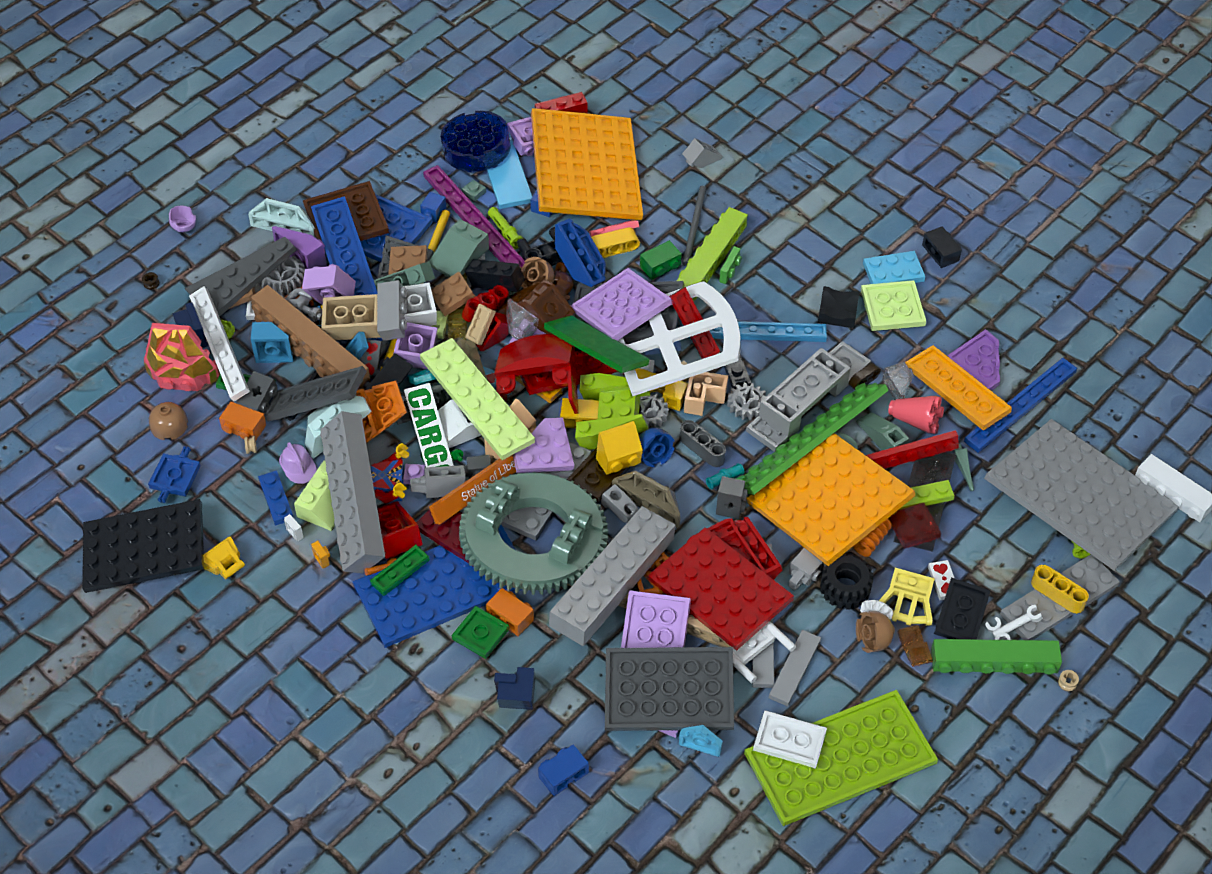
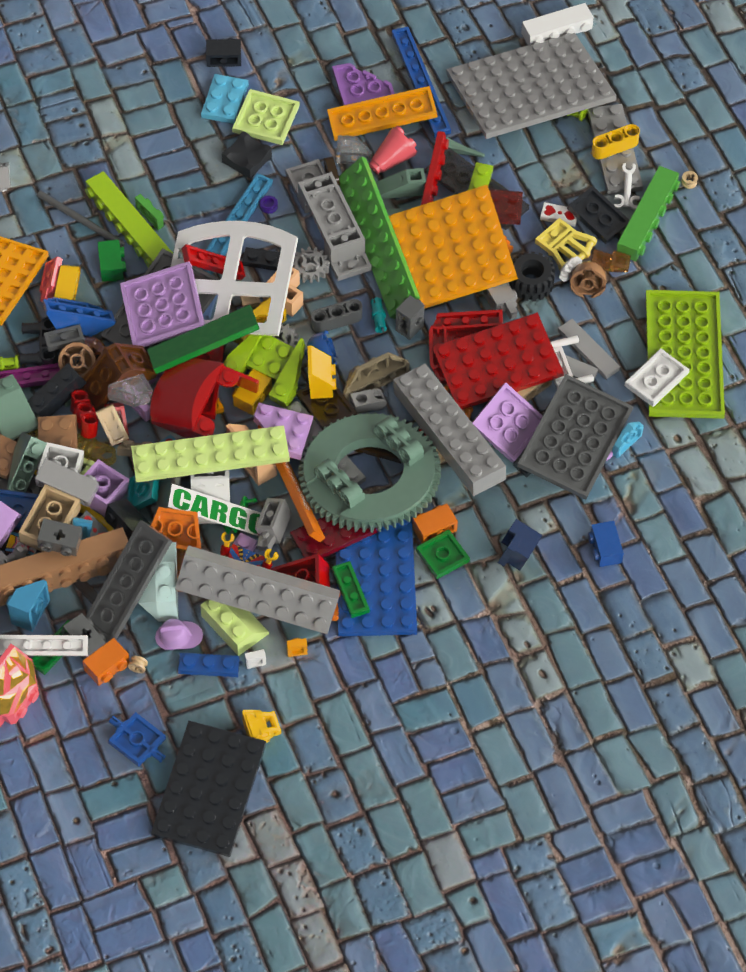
camera: 65 degrees left, 5 degrees up
(168, 421) = (66, 726): medium nougat cylinder -> none
(327, 324) = (69, 536): none -> dark grey brick
(476, 464) = (270, 488): dark grey brick -> none
(550, 254) = (59, 338): none -> dark grey plate
(798, 347) = (268, 204): none -> dark purple tile

